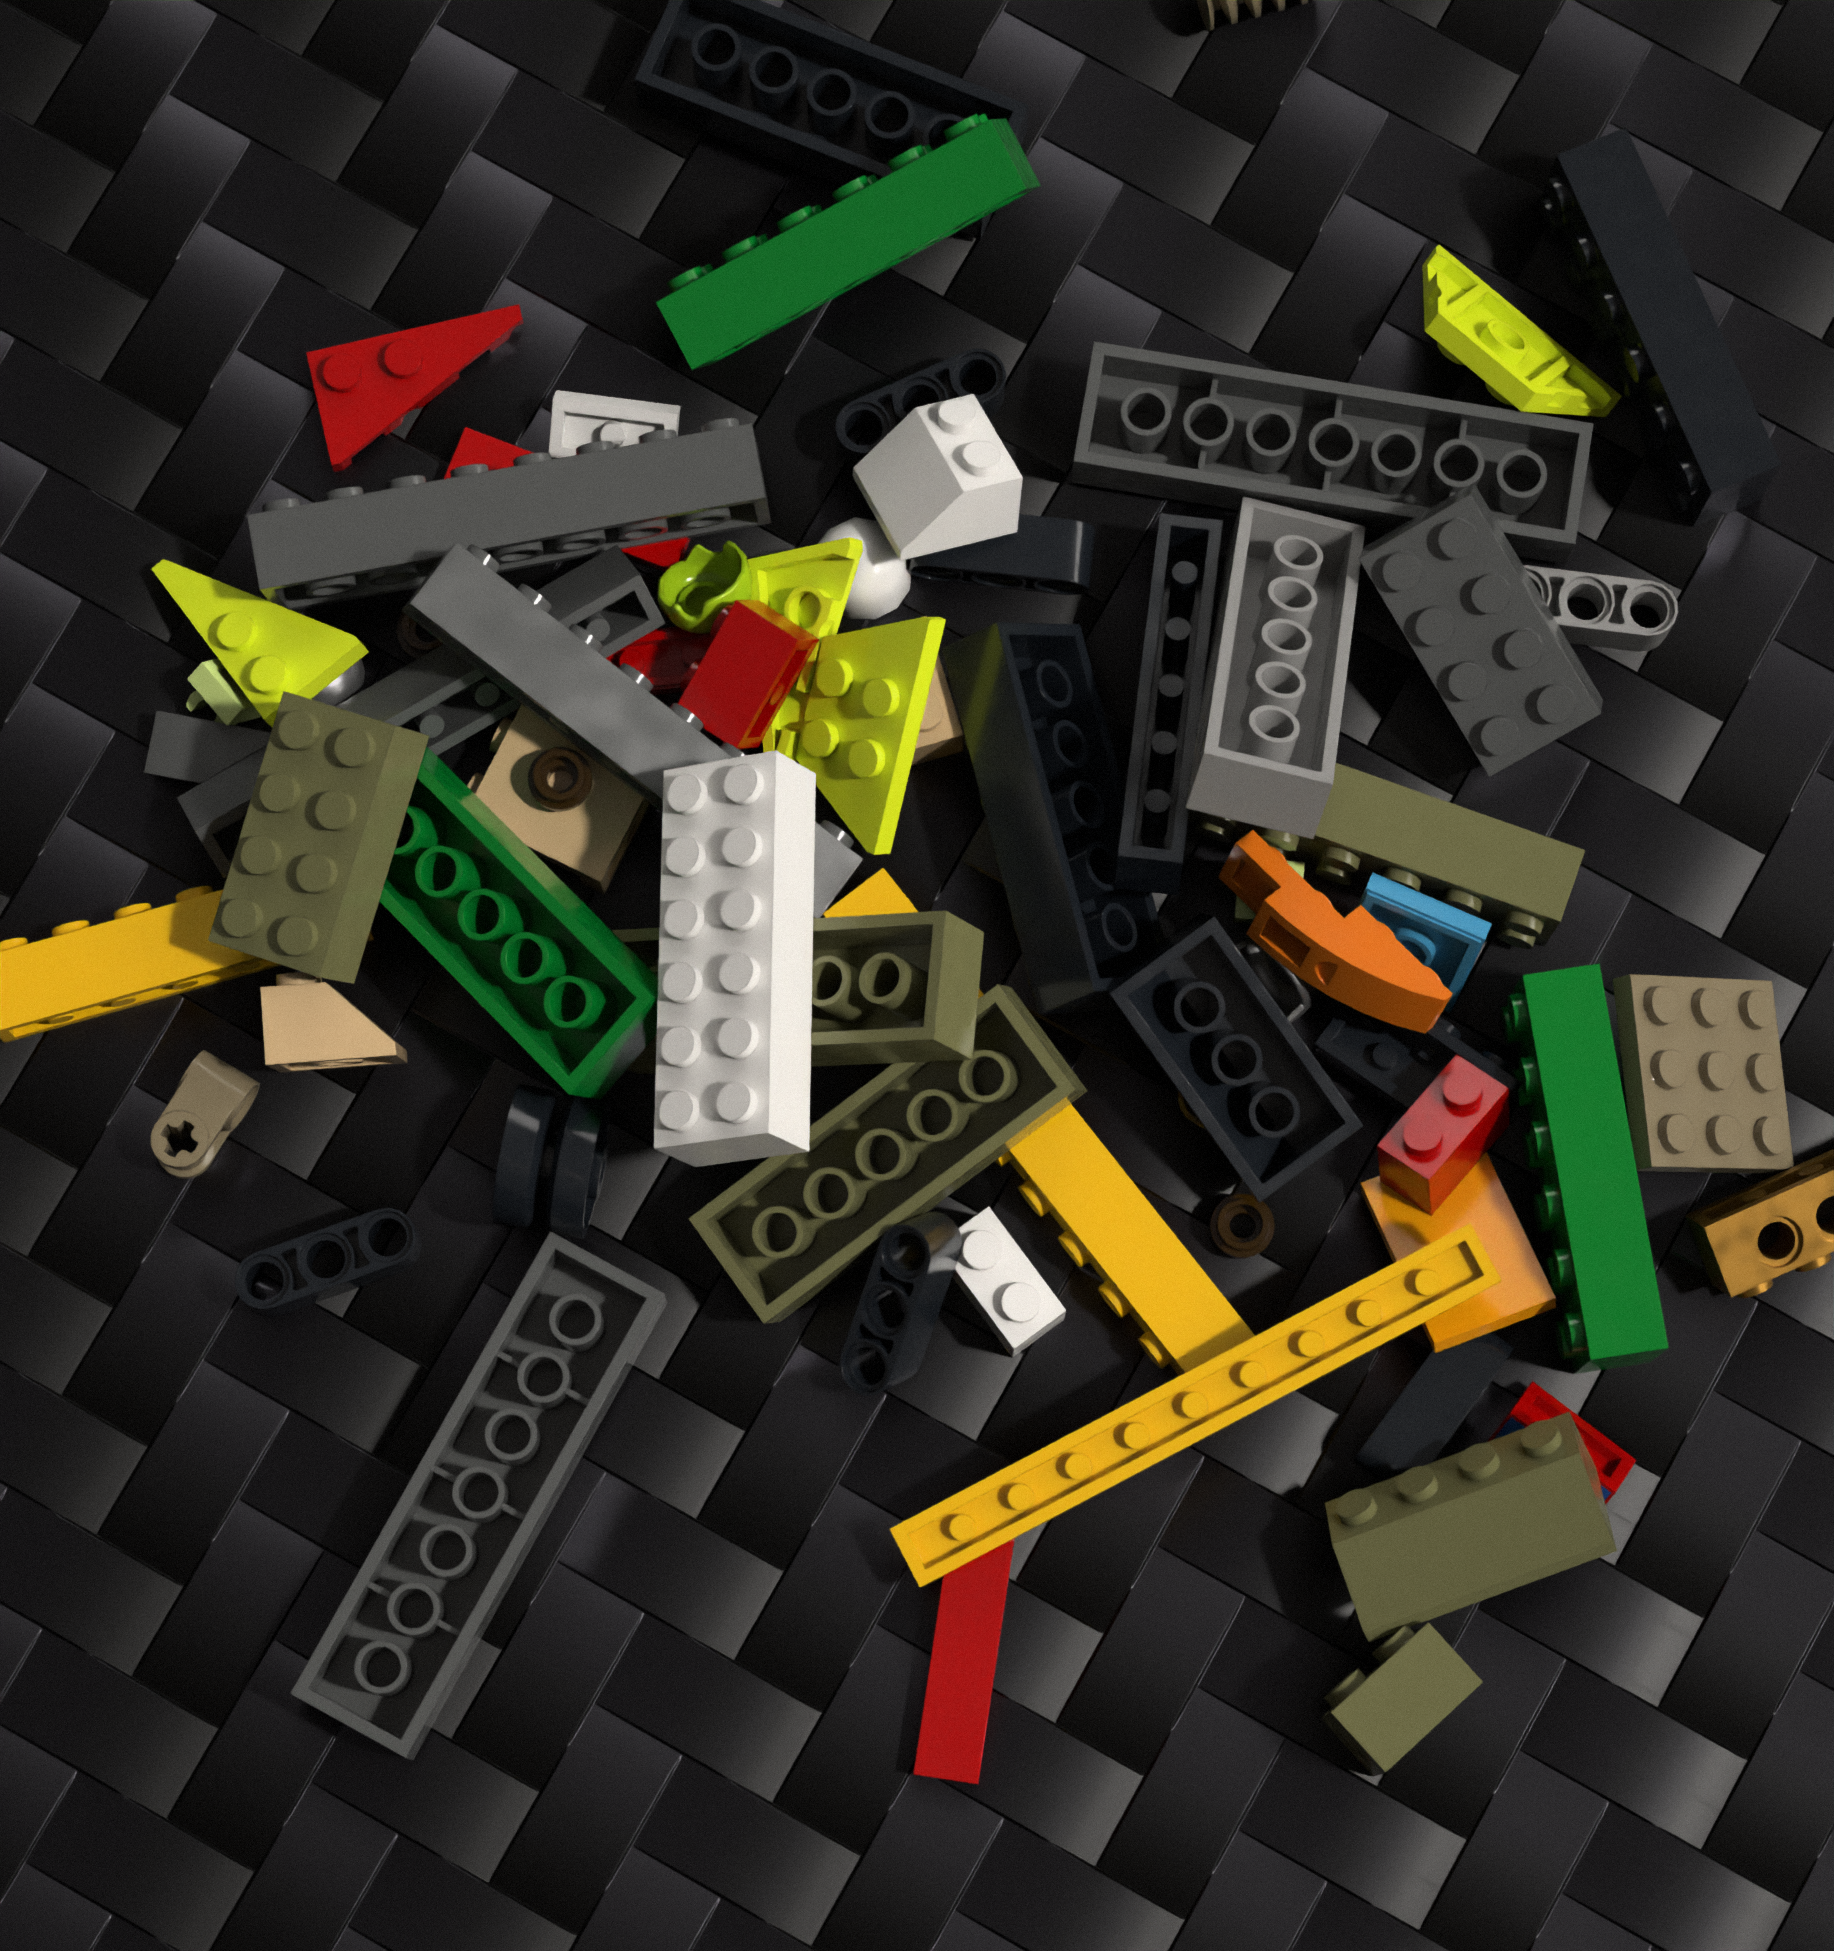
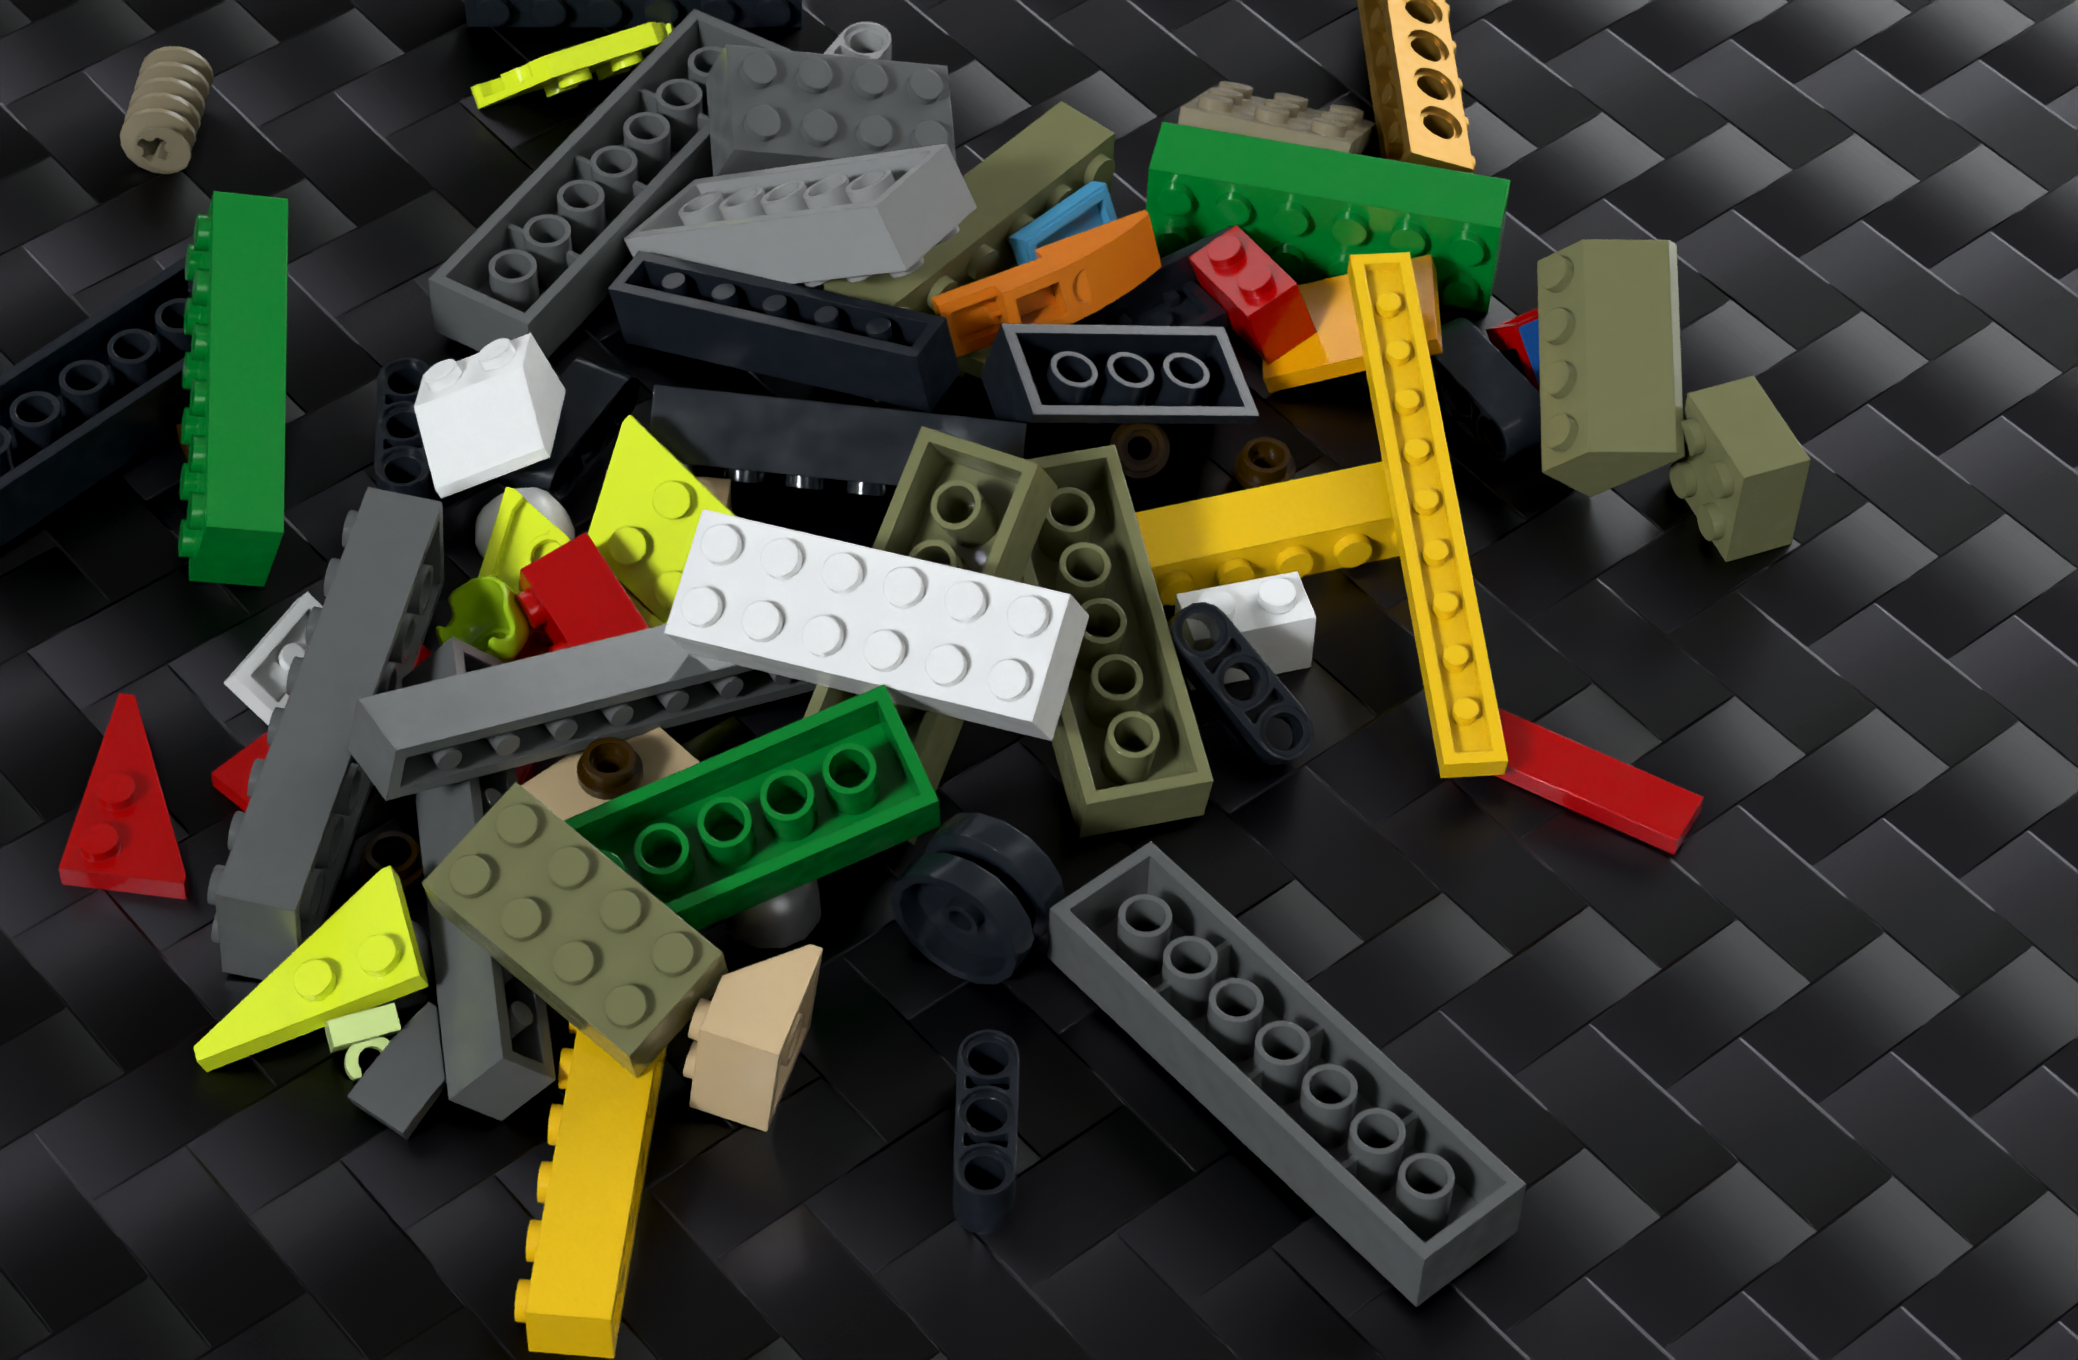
camera: 70 degrees left, 30 degrees down
(209, 1106) = (784, 1194): dark tan piece -> none

